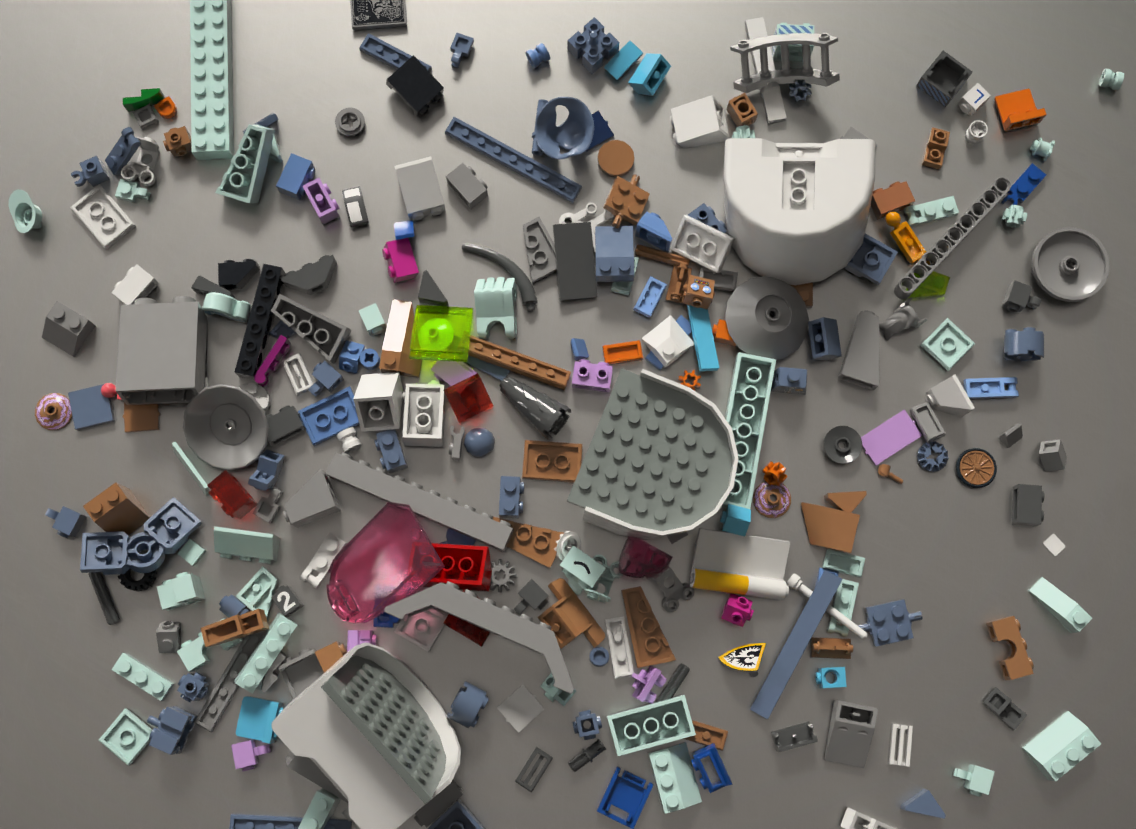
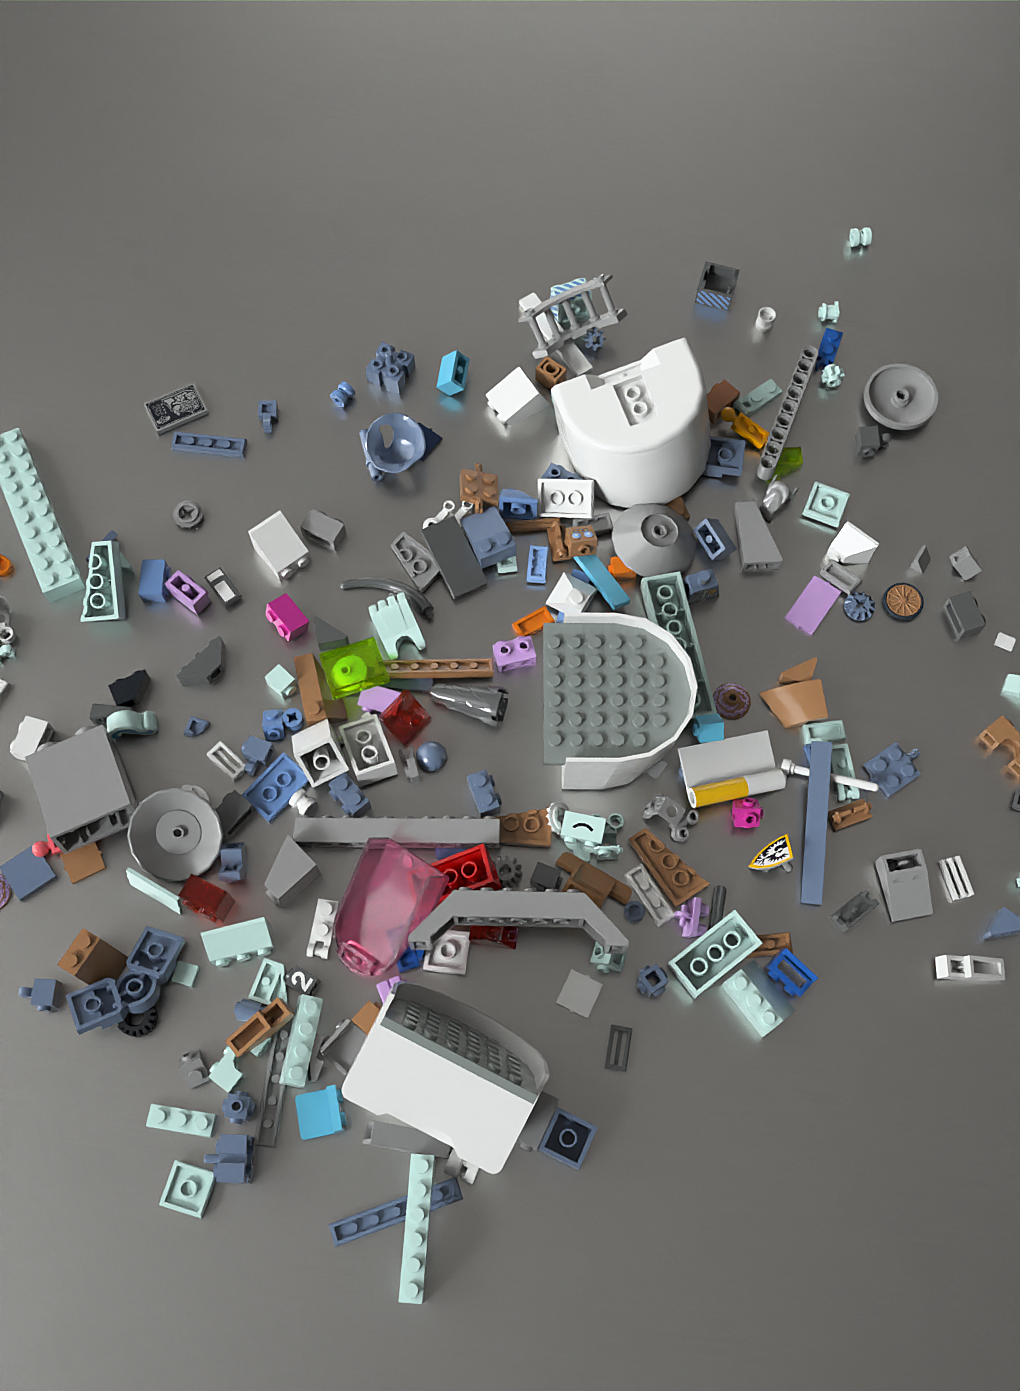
camera: 20 degrees left, 10 degrees down
(104, 597) = (110, 1055): dark grey axle -> none
(178, 141) = (25, 590): medium nougat brick -> none
(180, 591) = (190, 1016): light aqua brick -> none
(246, 754) = (321, 1153): lavender brick -> none
(259, 322) = (171, 726): black brick -> none
(267, 507) = (247, 899): light grey plate -> none
(272, 361) = (197, 757): magenta plate -> none
(319, 331) = (225, 709): light grey wedge -> none
(404, 229) = (280, 588): slope -> none
(415, 85) = (238, 458): black panel -> none
(467, 704) = (526, 1009): sand blue brick -> none
(513, 159) = (357, 492): sand blue tile -> none
(551, 461) = (509, 746): medium nougat tile -> none
(579, 349) = (490, 635): medium blue slope -> none
(587, 755) = (664, 1012): dark grey axle -> none
(615, 158) = (452, 456): medium nougat tile -> none
(623, 60) = (423, 371): medium azure slope -> none
(627, 794) = (719, 1034): blue container -> none
(641, 559) = (635, 801): clear pink brick -> none
(774, 473) = (724, 675): orange gear -> none
(839, 674) = (869, 835): medium azure brick -> none
(849, 438) = (774, 618): dark grey dish -> none
(884, 470) = (822, 636): medium nougat hand -> none
(936, 148) = (736, 345): medium nougat slope -> none
(973, 99) = (750, 294): white brick -> none
(991, 387) = (885, 525): light blue plate -> none
(1018, 110) = (793, 289): orange bracket -> none
(1024, 344) = (894, 477): sand blue brick -> none

